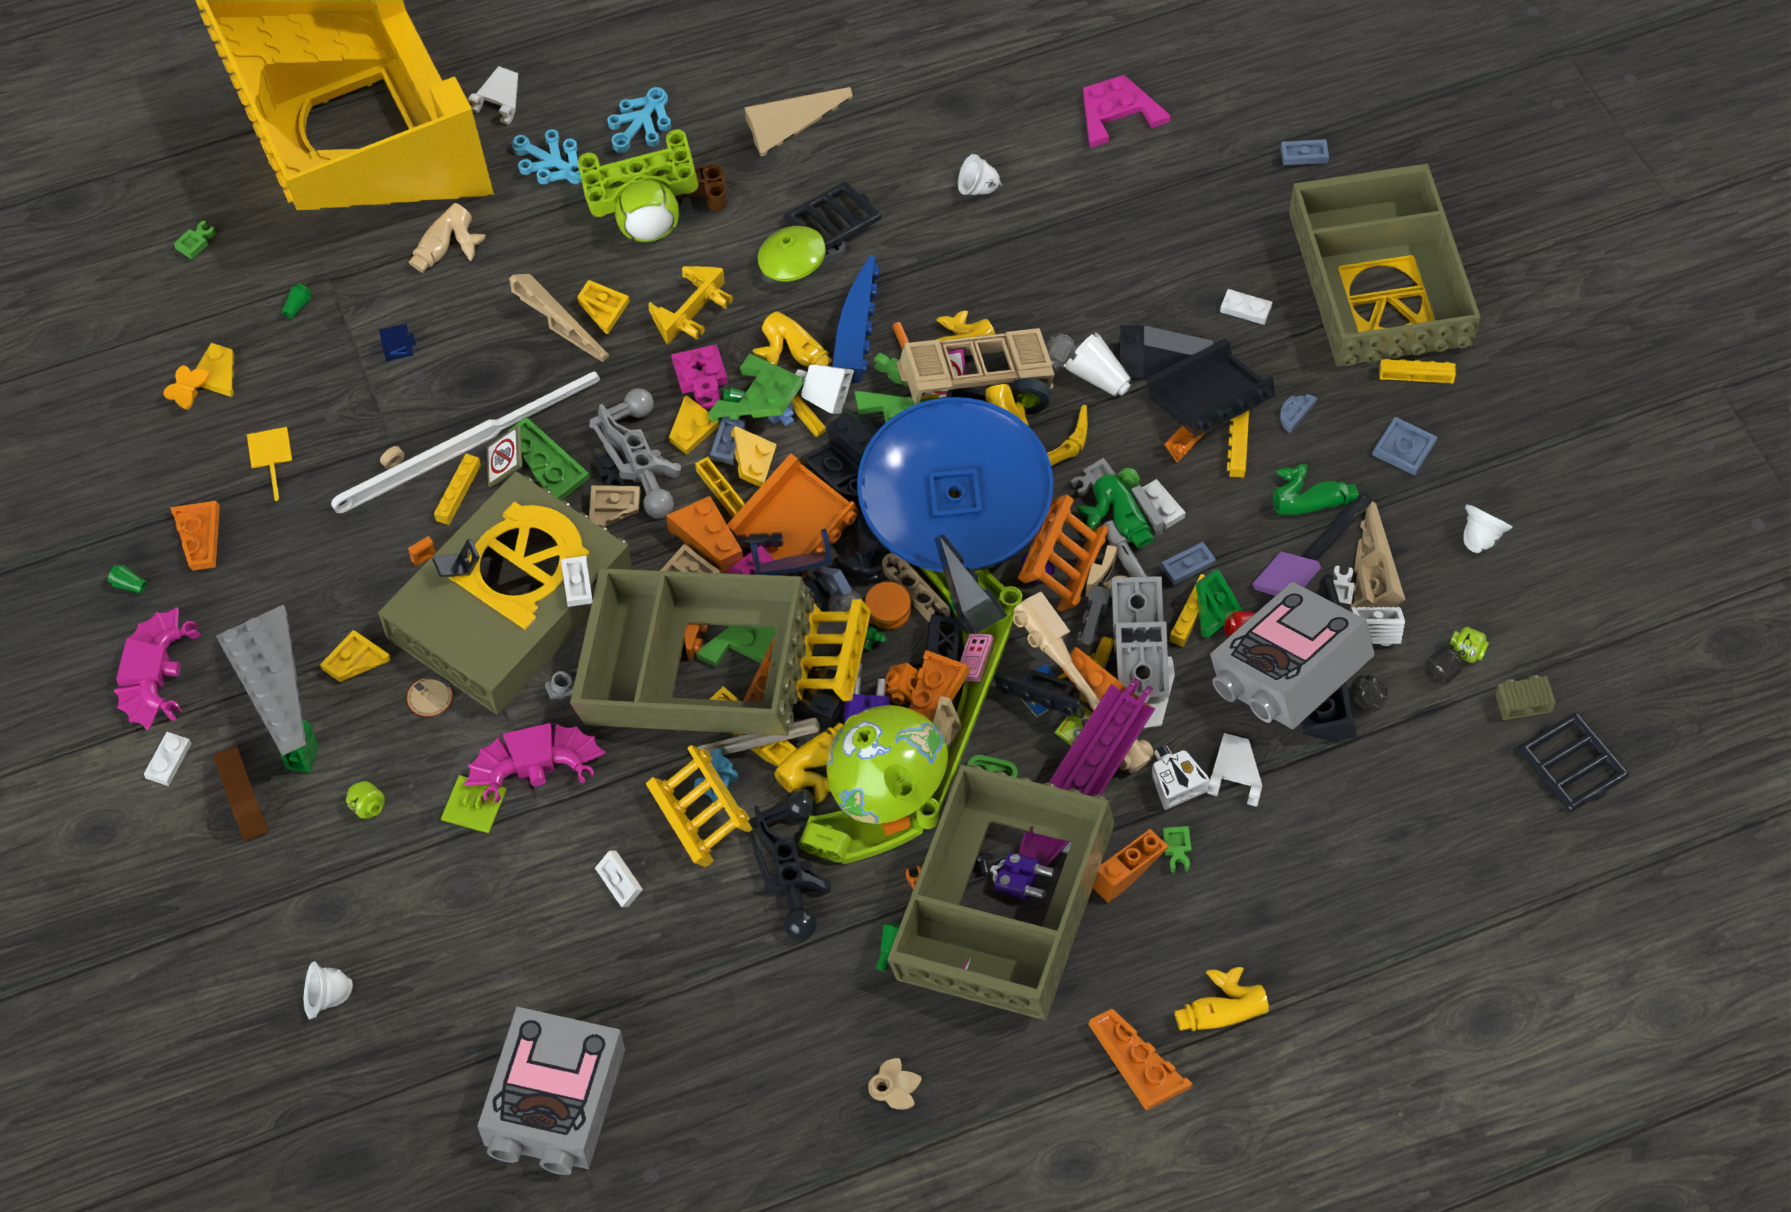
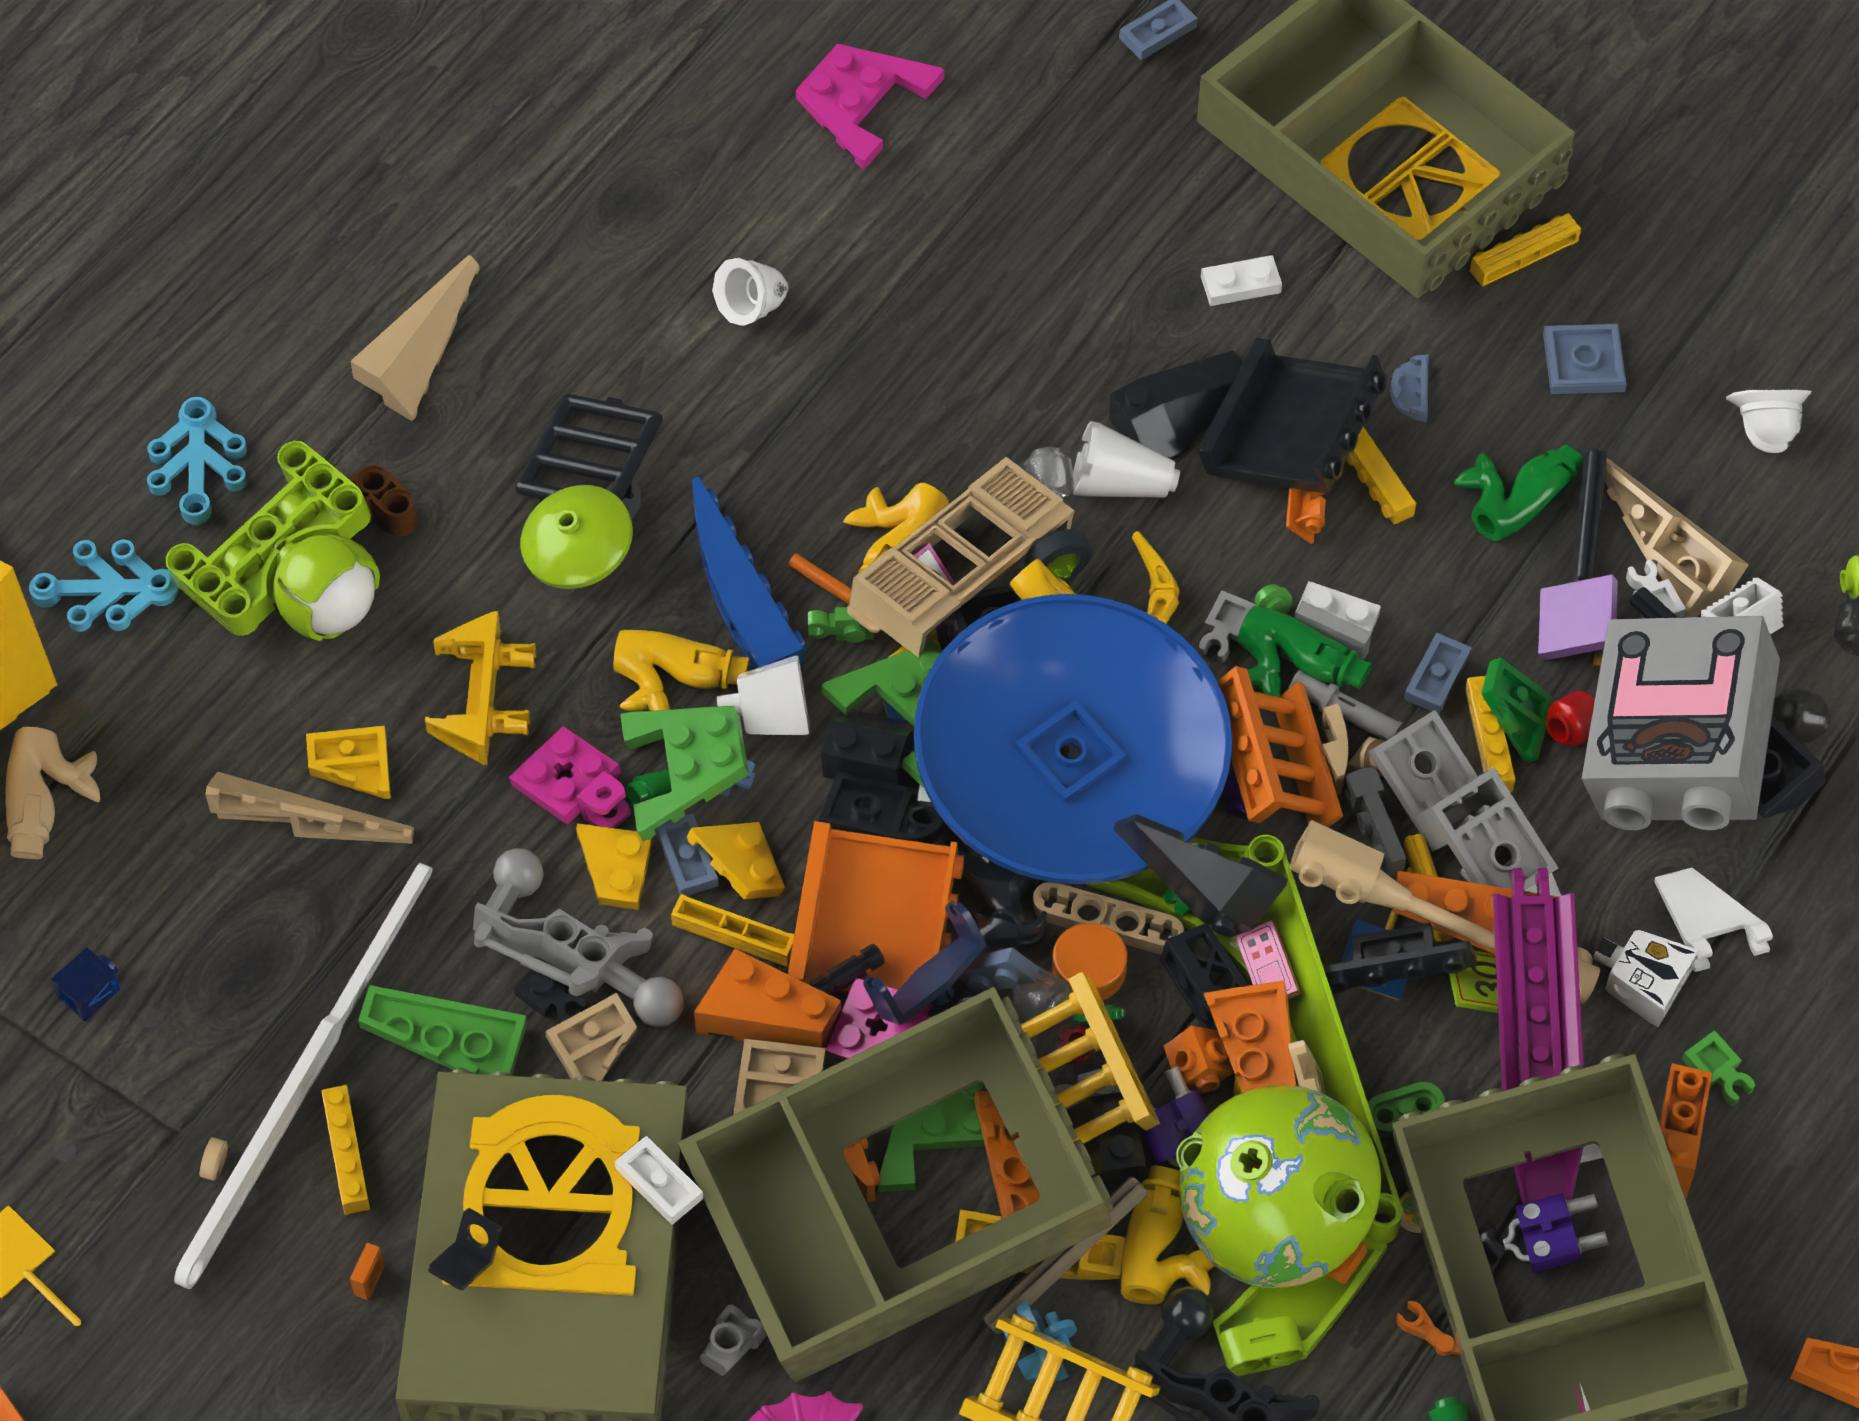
camera: 35 degrees left, 0 degrees up
(504, 456) = (384, 1062): piece -> none
(808, 416) = (776, 760): yellow axle -> none

